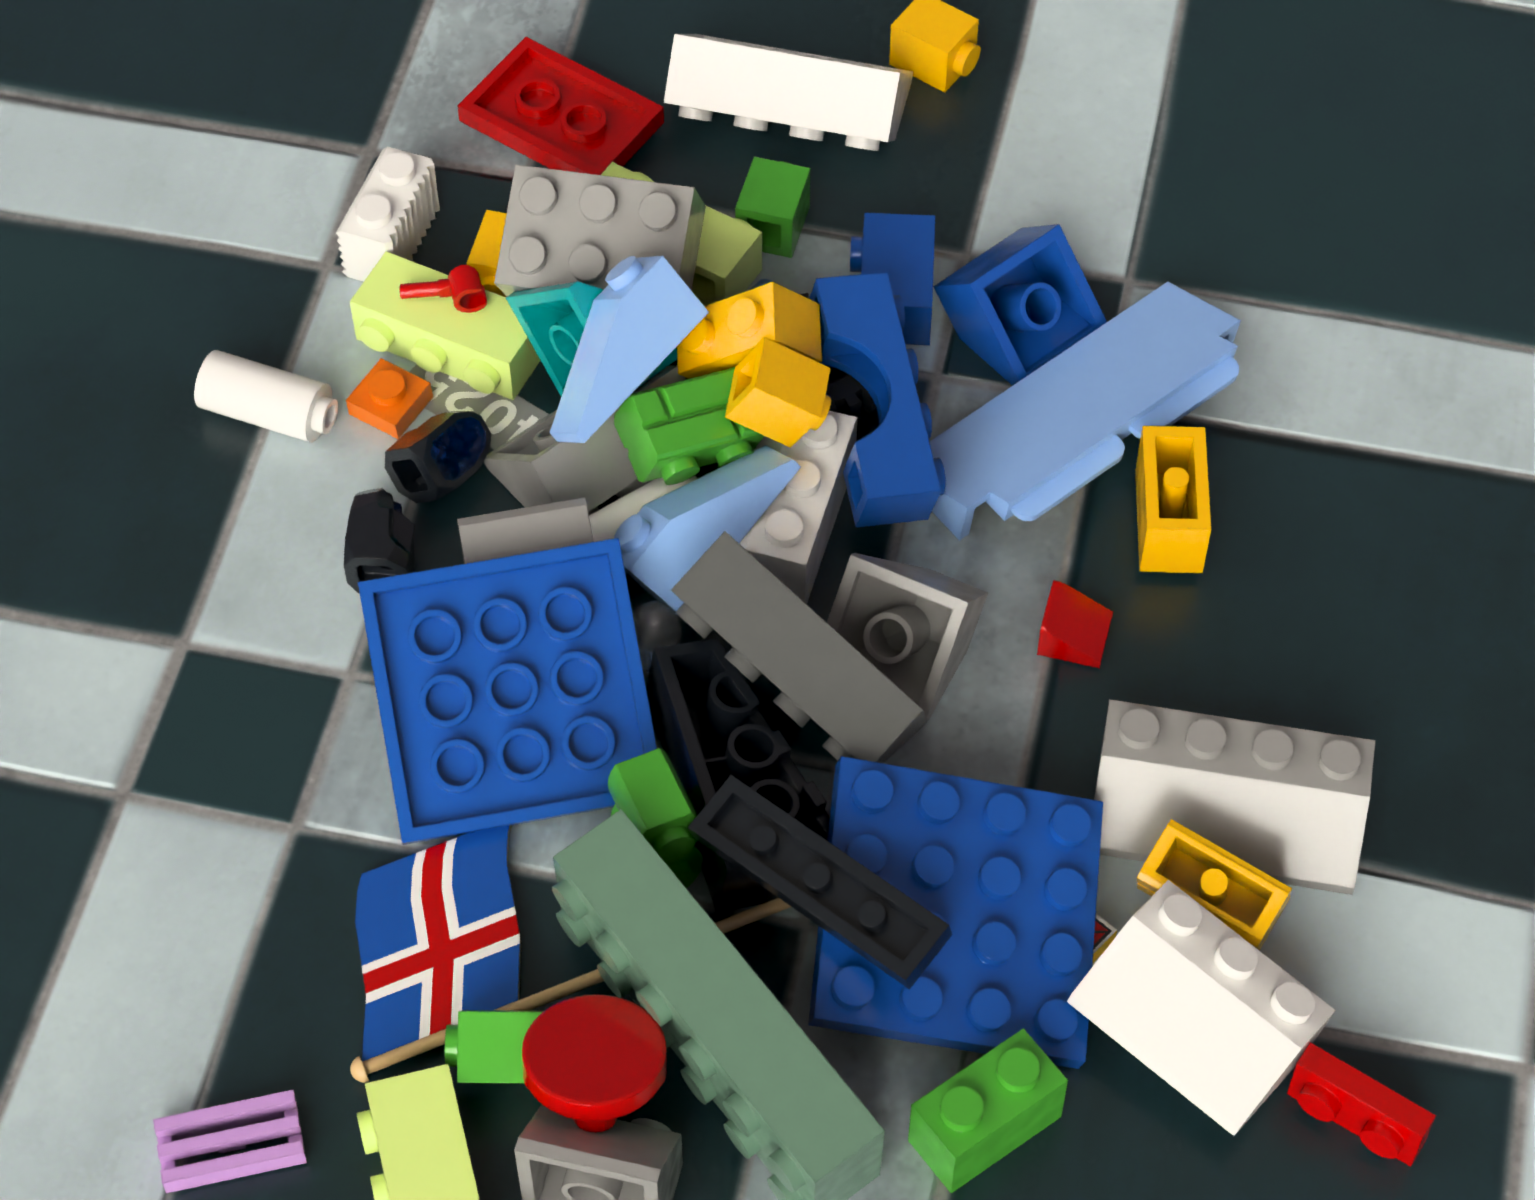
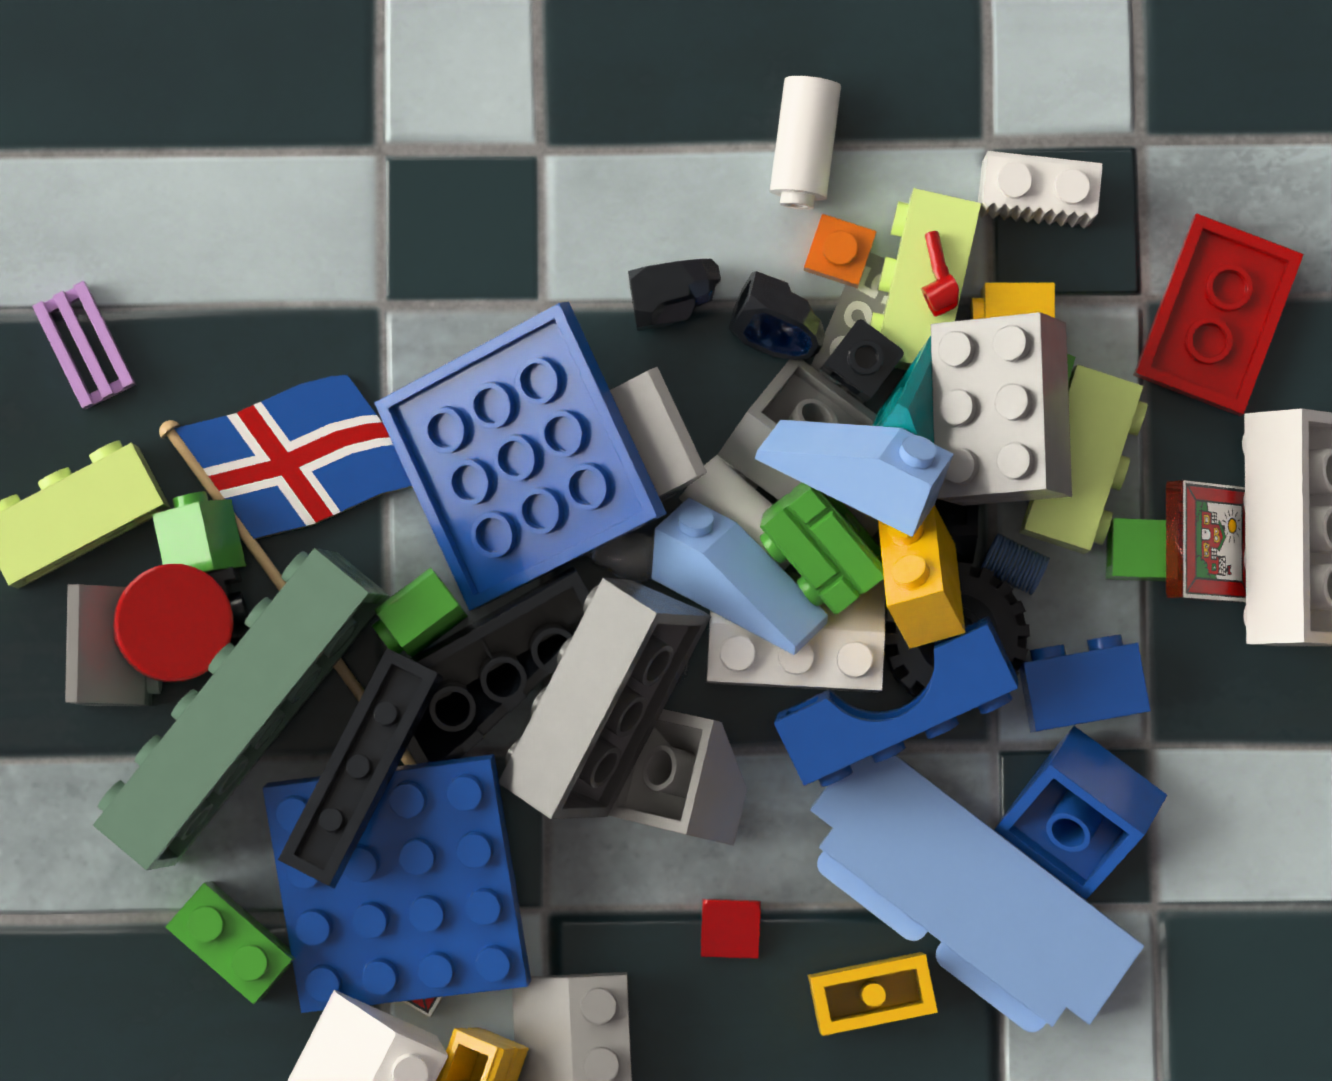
camera: 75 degrees right, 30 degrees up
(516, 385) = (862, 360): none -> black bracket
(779, 147) = (1205, 542): none -> tile
(779, 393) = (855, 619): yellow brick -> none

